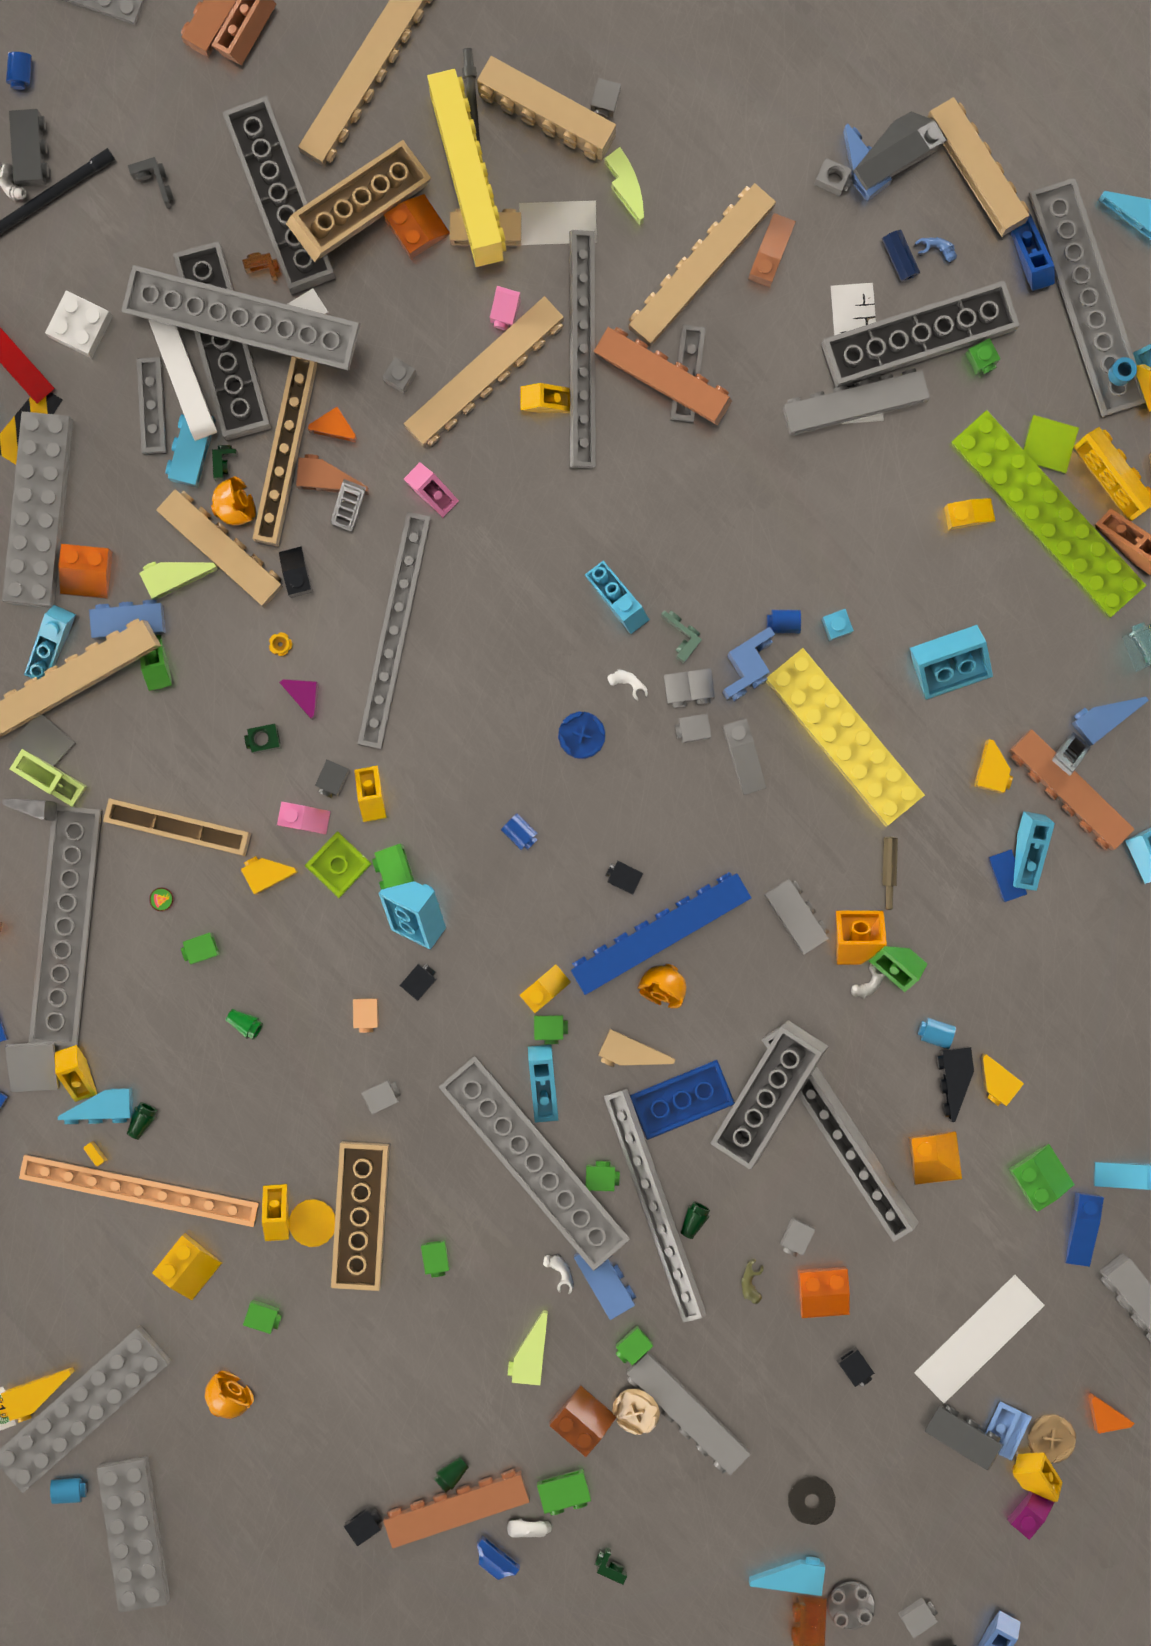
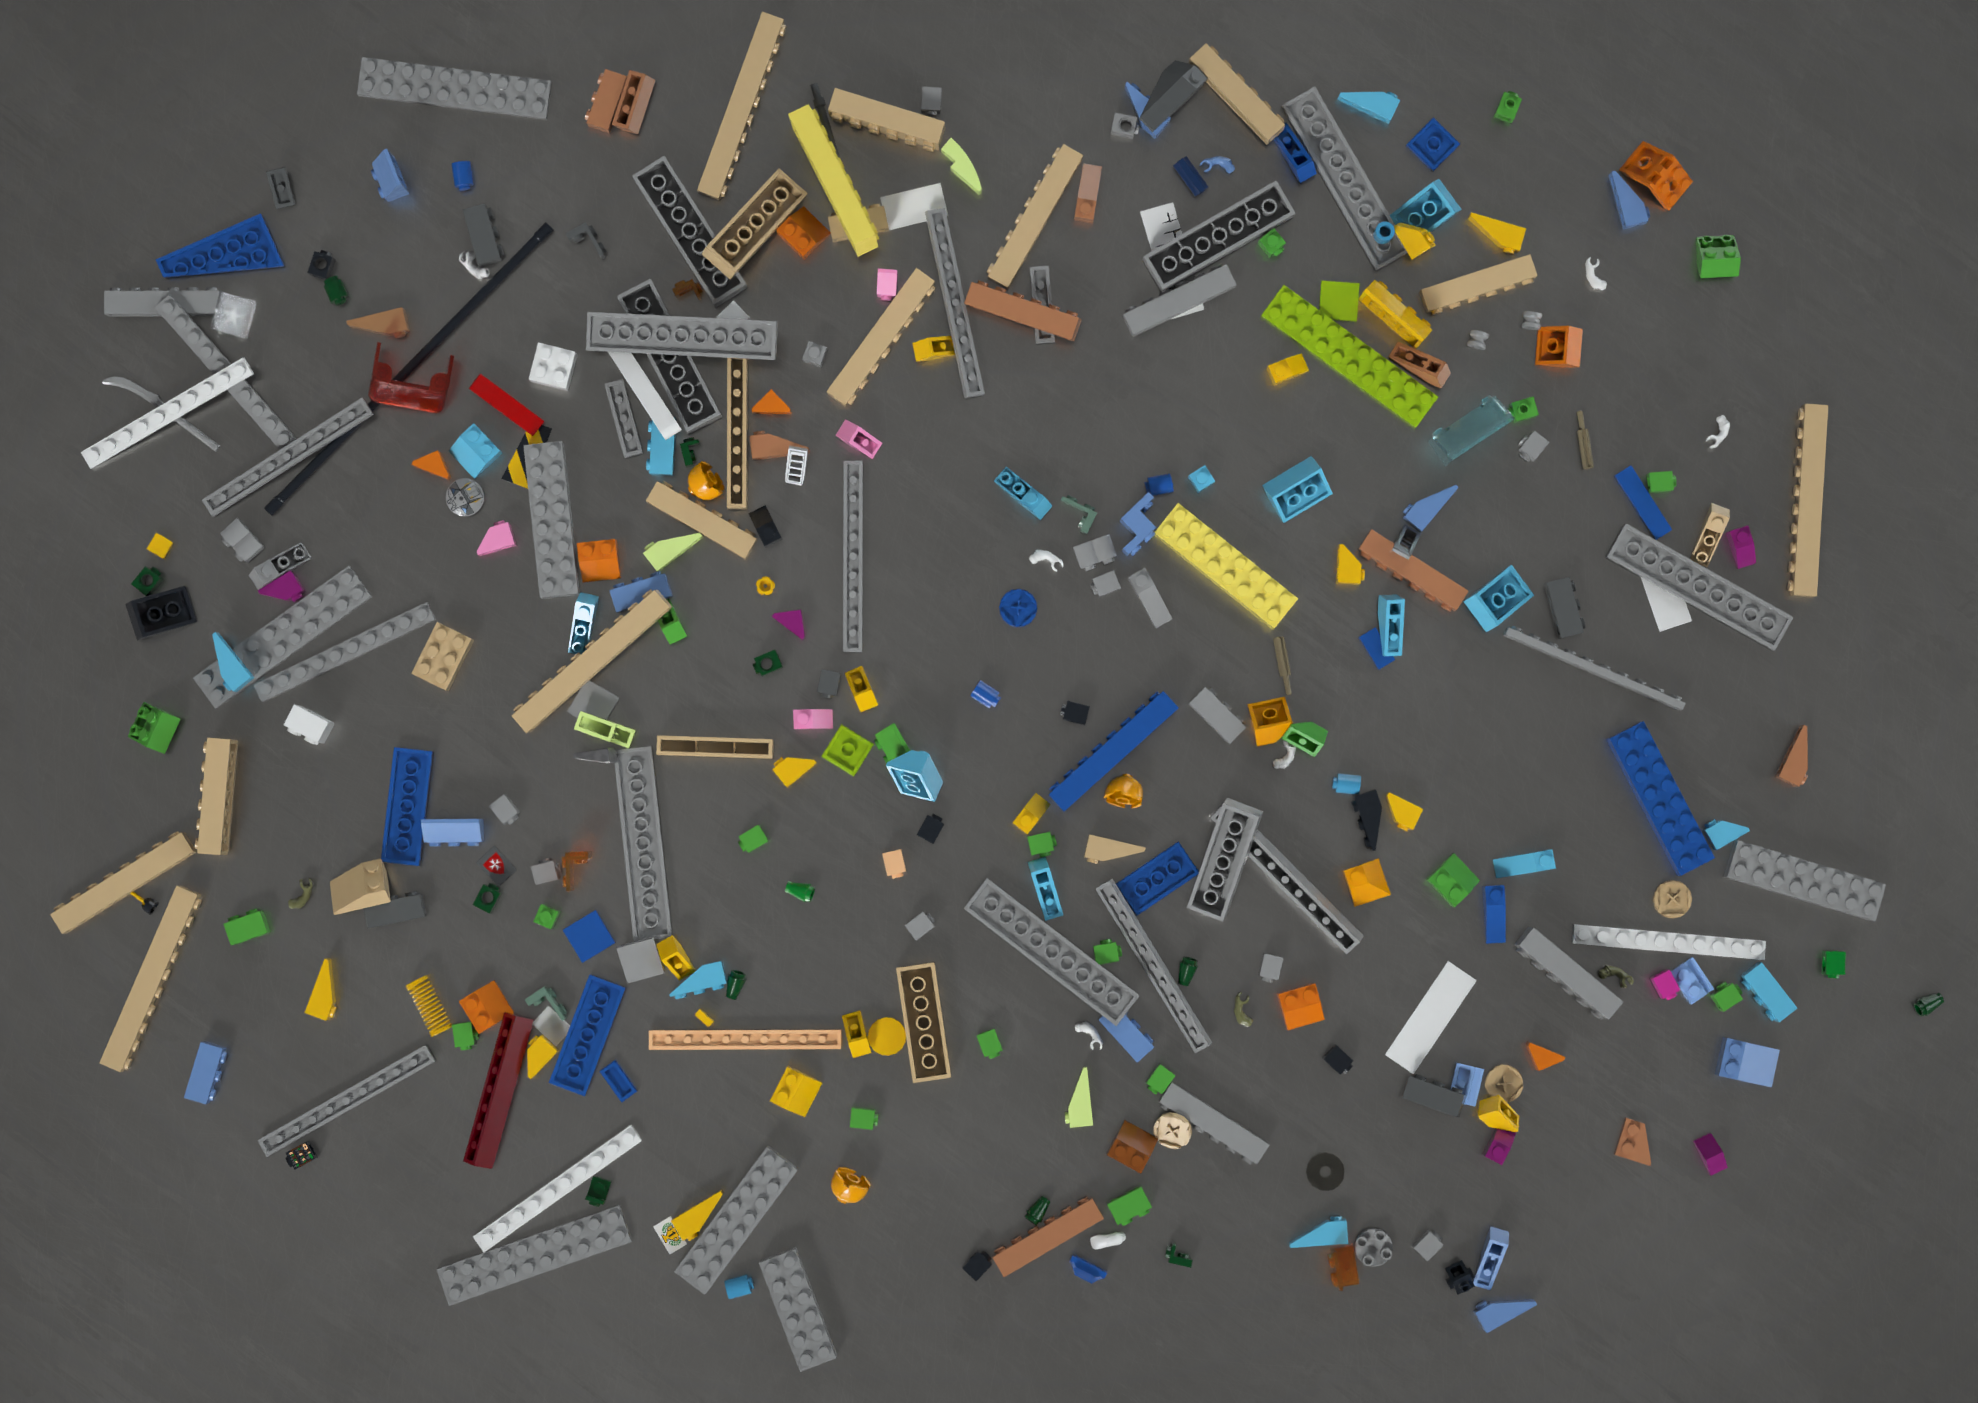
camera: 10 degrees left, 0 degrees up
(161, 899) = (714, 806): tile -> none

